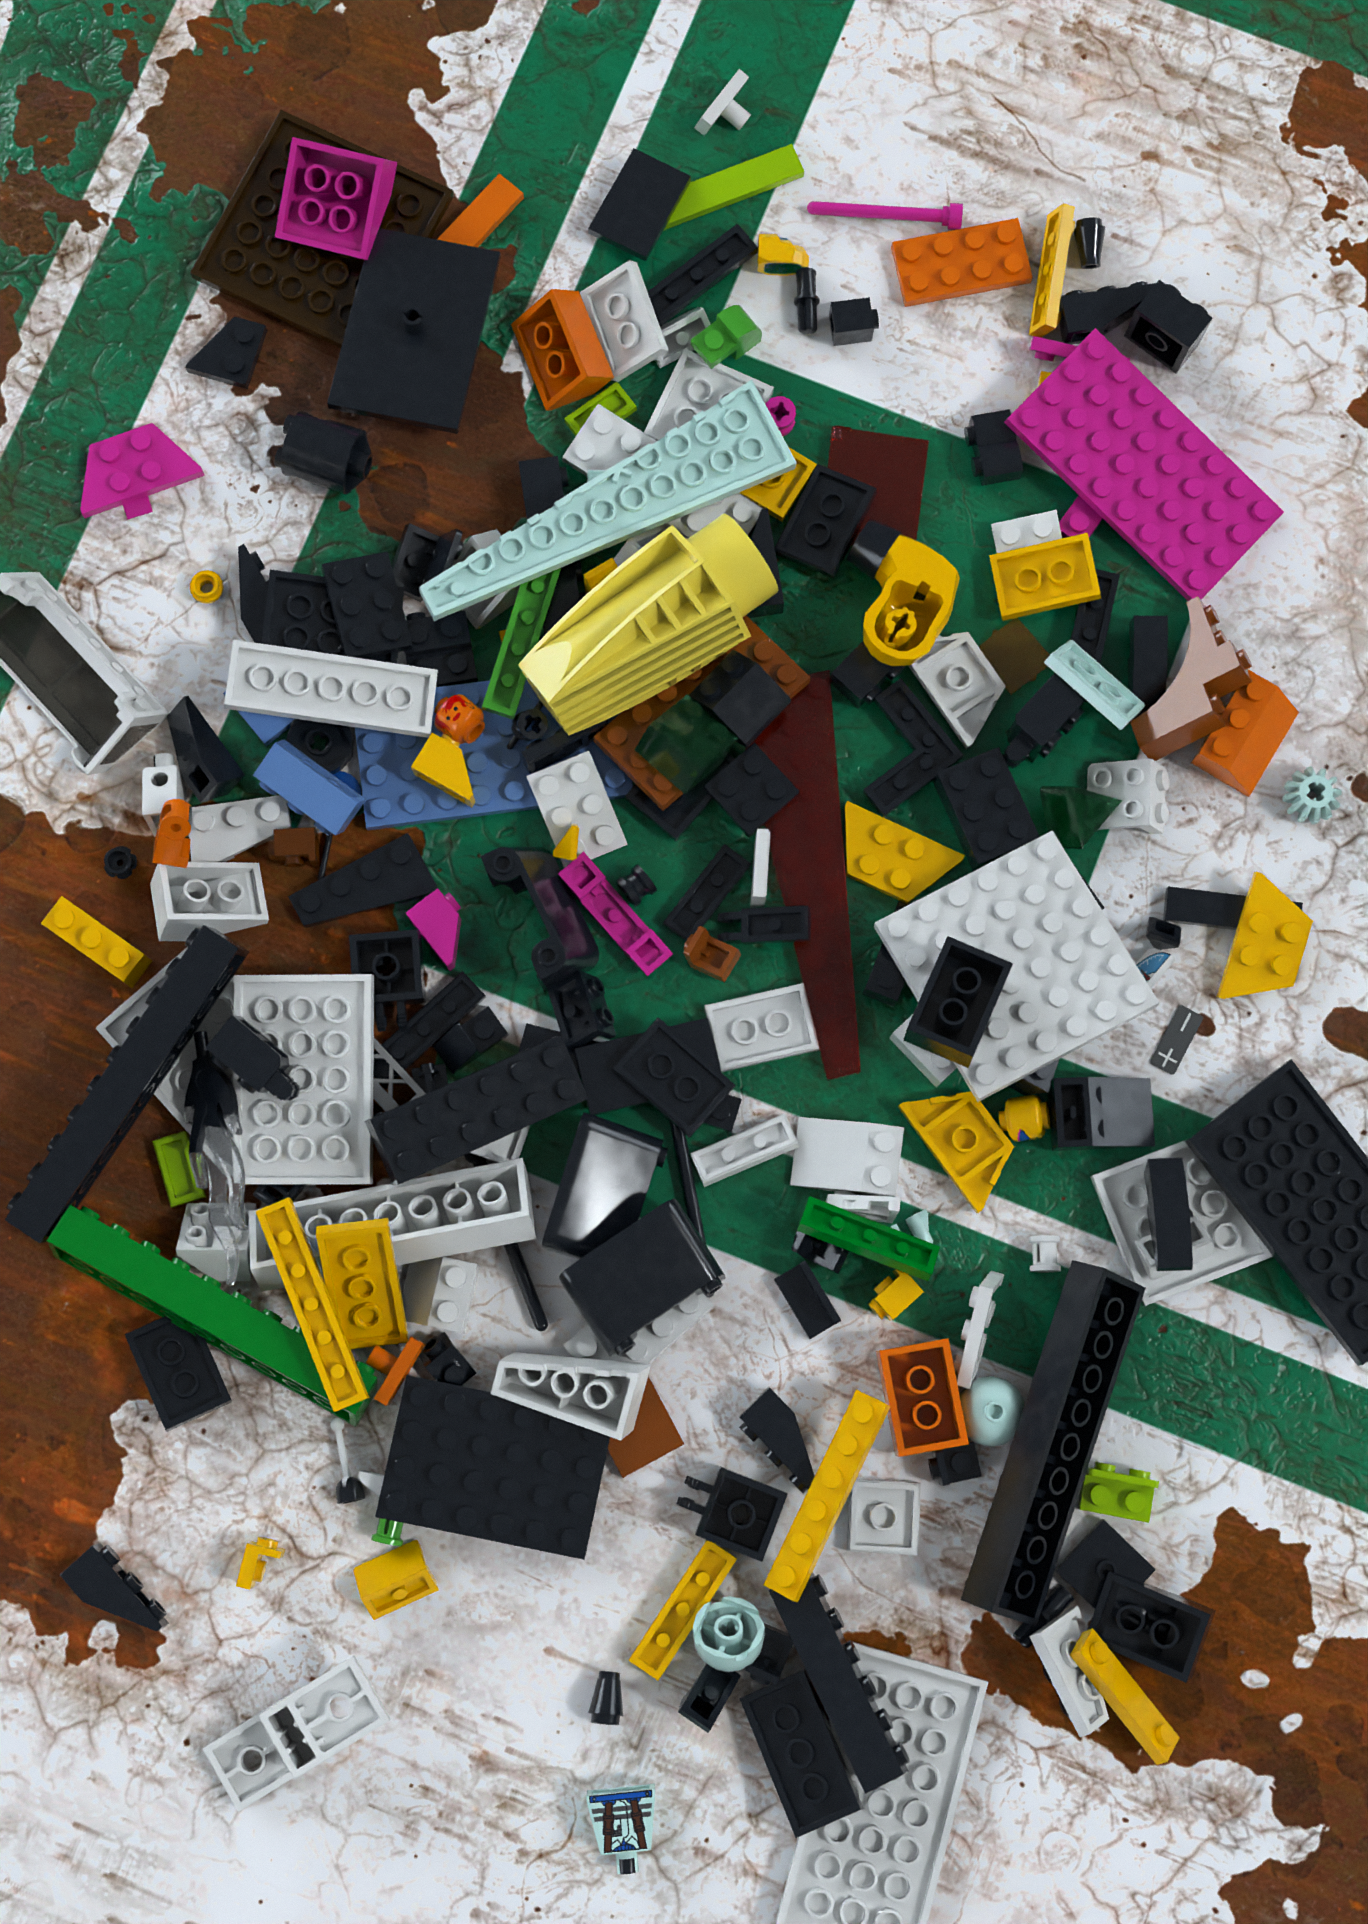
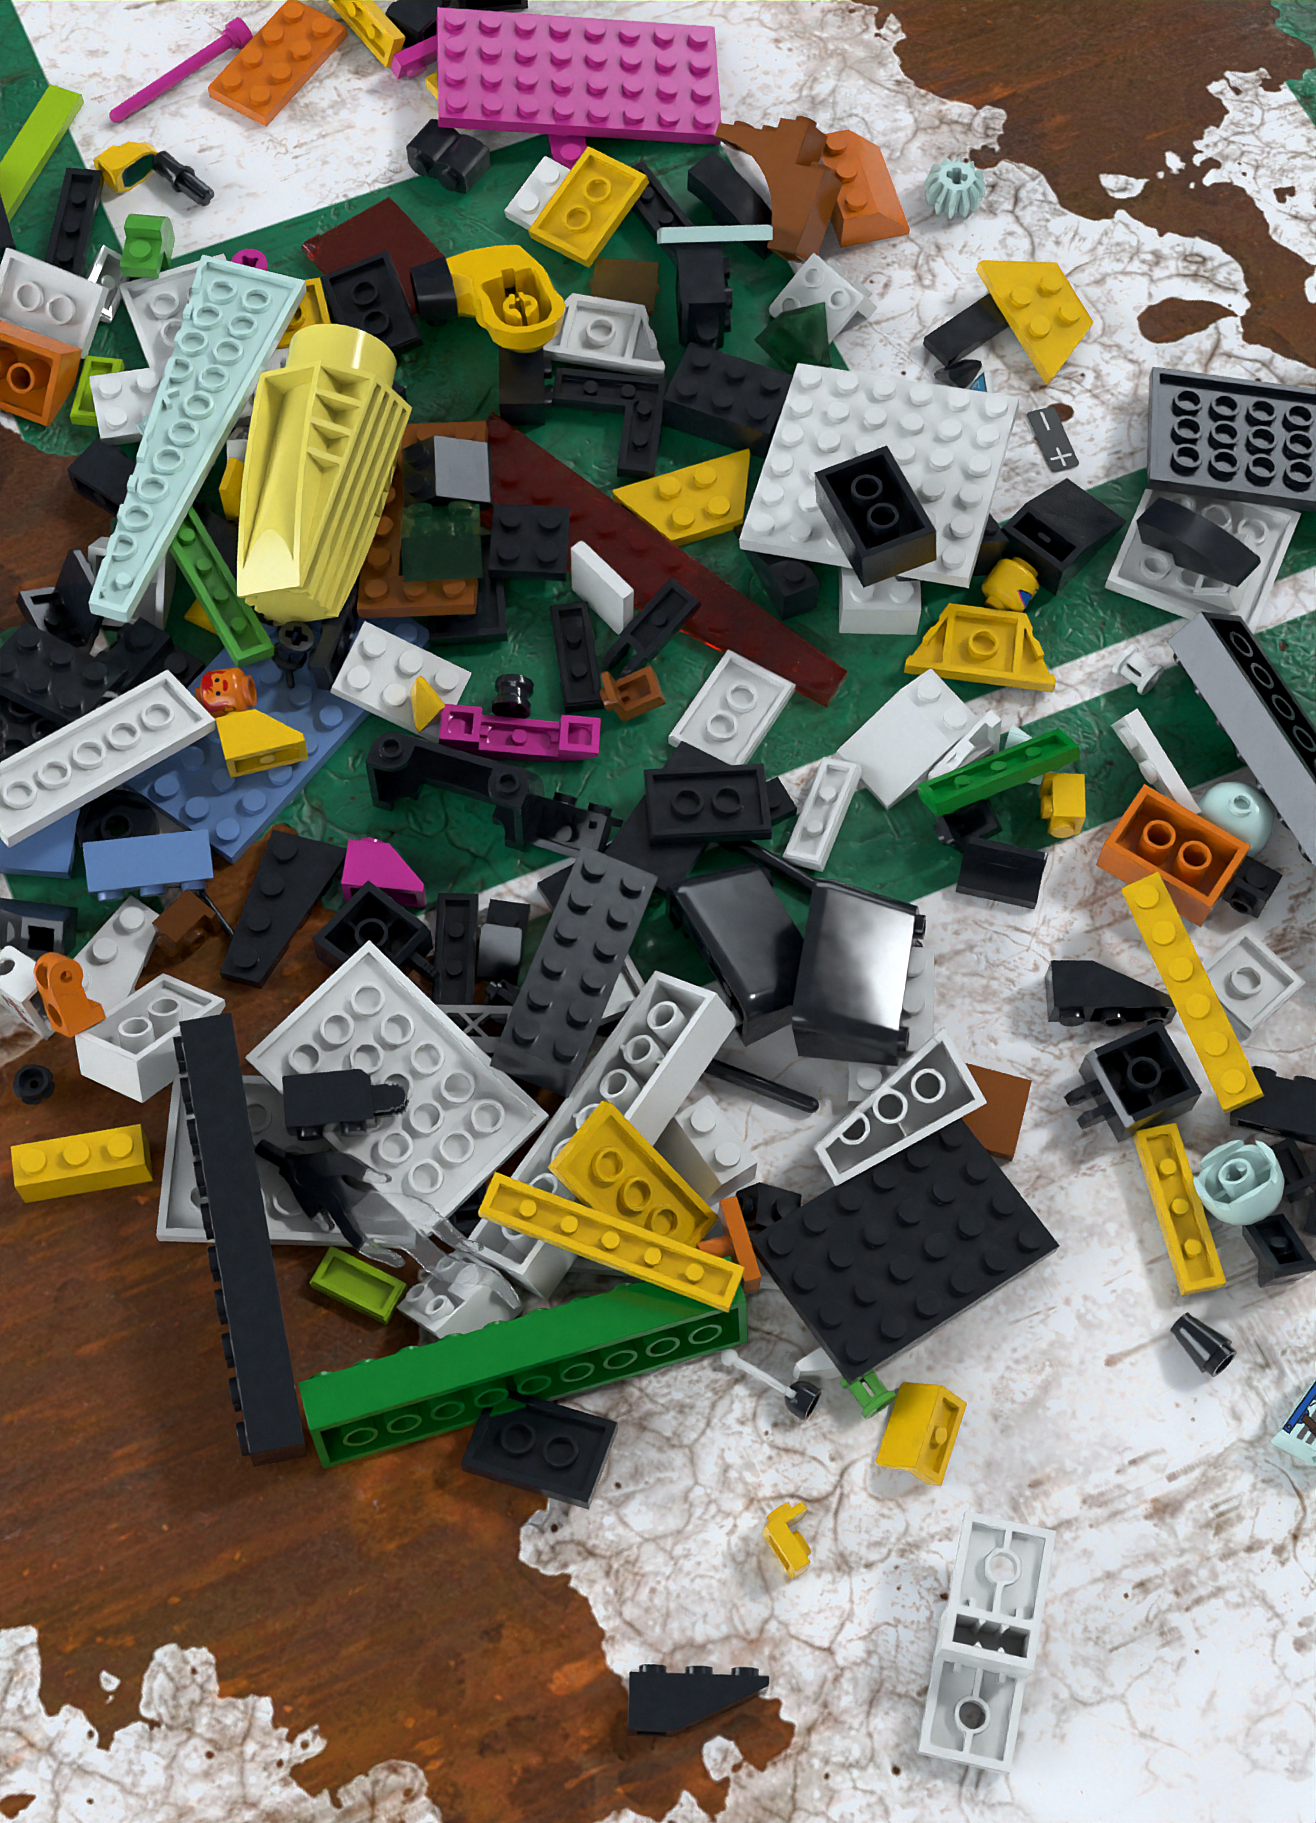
camera: 45 degrees left, 15 degrees down
(852, 321) = (236, 162): black brick -> none

